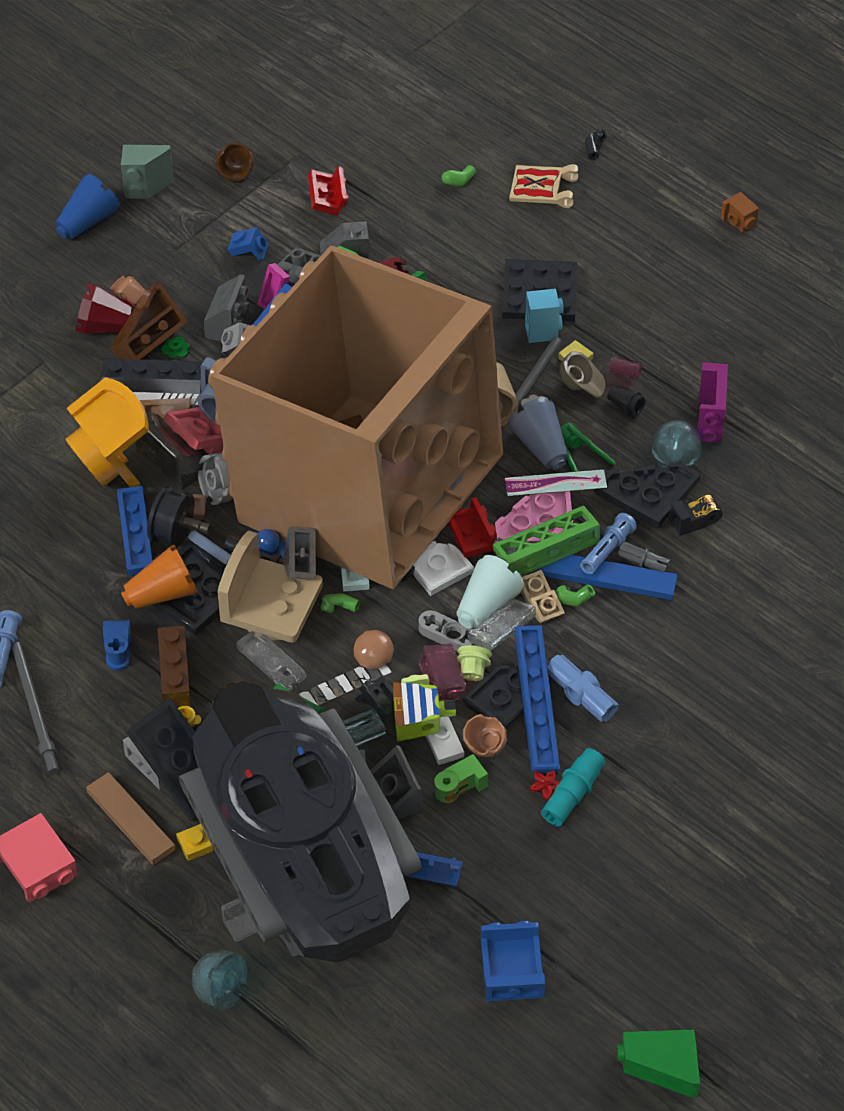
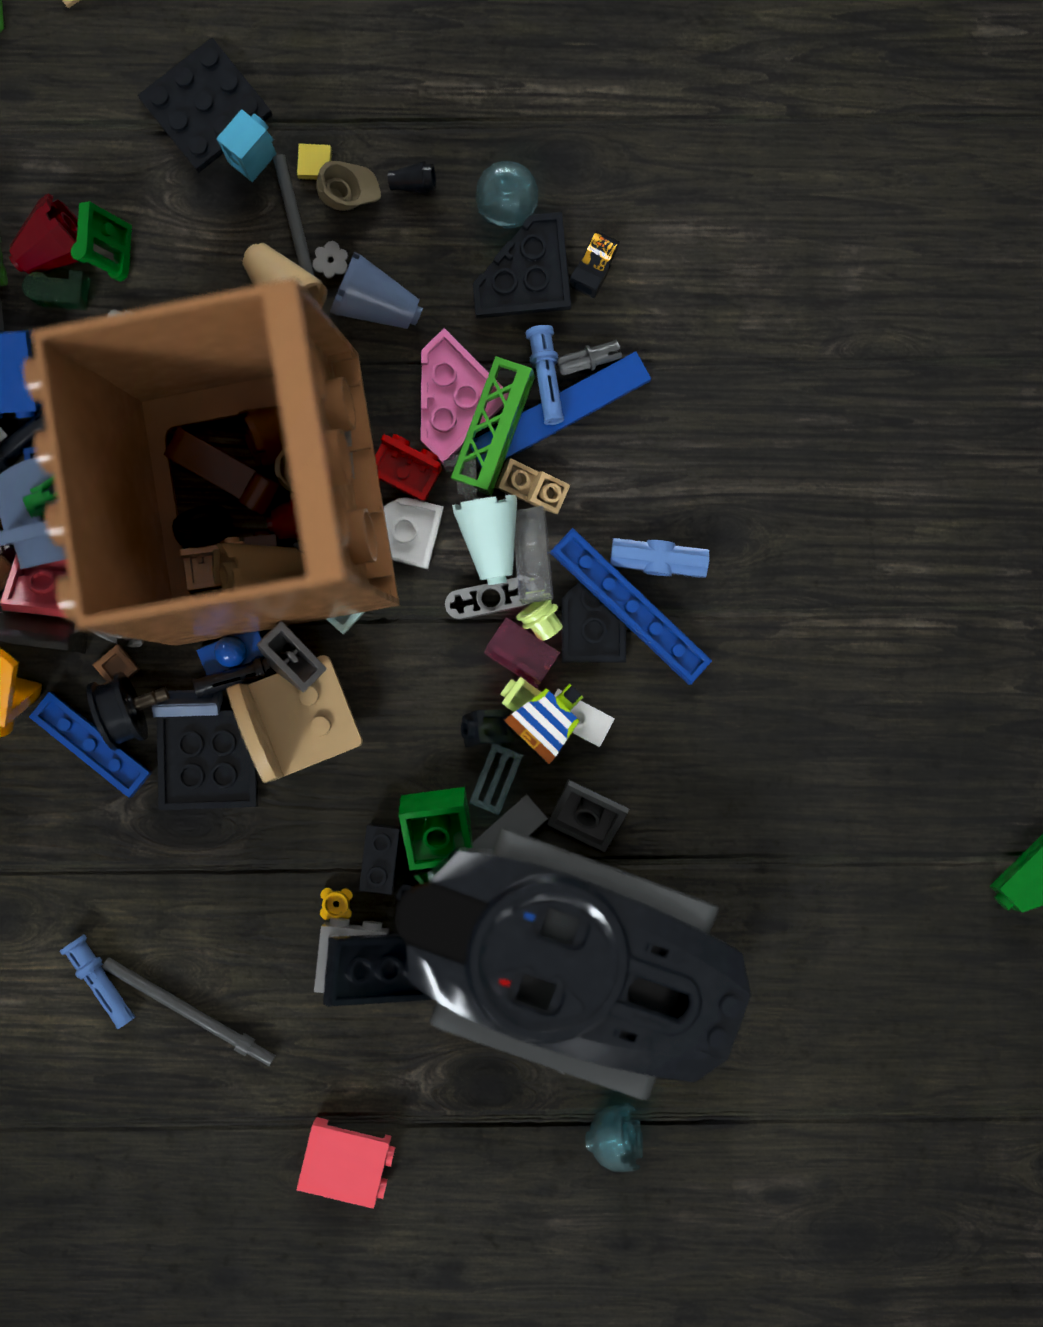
camera: 45 degrees left, 35 degrees up
(117, 643) = (191, 877): blue piece -> none
(130, 818) = (384, 1044): medium nougat tile -> none
(159, 581) = (183, 794): orange cone -> none
(174, 665) = (278, 865): reddish brown brick -> none
(271, 659) = (354, 775): clear plate -> none
(341, 600) = (351, 654): bright green arm -> none
(342, 684) = (437, 737): sticker -> none
(373, 649) = (435, 680): nougat hair -> none
(438, 869) = (690, 860): blue hinge -> none
(460, 778) = (635, 751): bright green leg -> none
(484, 736) = (622, 690): nougat hair -> none
(512, 961) = (841, 894): blue panel -> none
(546, 784) = (711, 685): red plant -> none
(555, 482) = (436, 343): sticker -> none
(573, 439) = (403, 270): green plant -> none
(573, 786) = (743, 672): teal piece -> none
(574, 599) = (566, 461): bright green arm -> none
(625, 367) = (377, 137): clear pink pin -> none
(712, 391) = (494, 90): magenta panel -> none

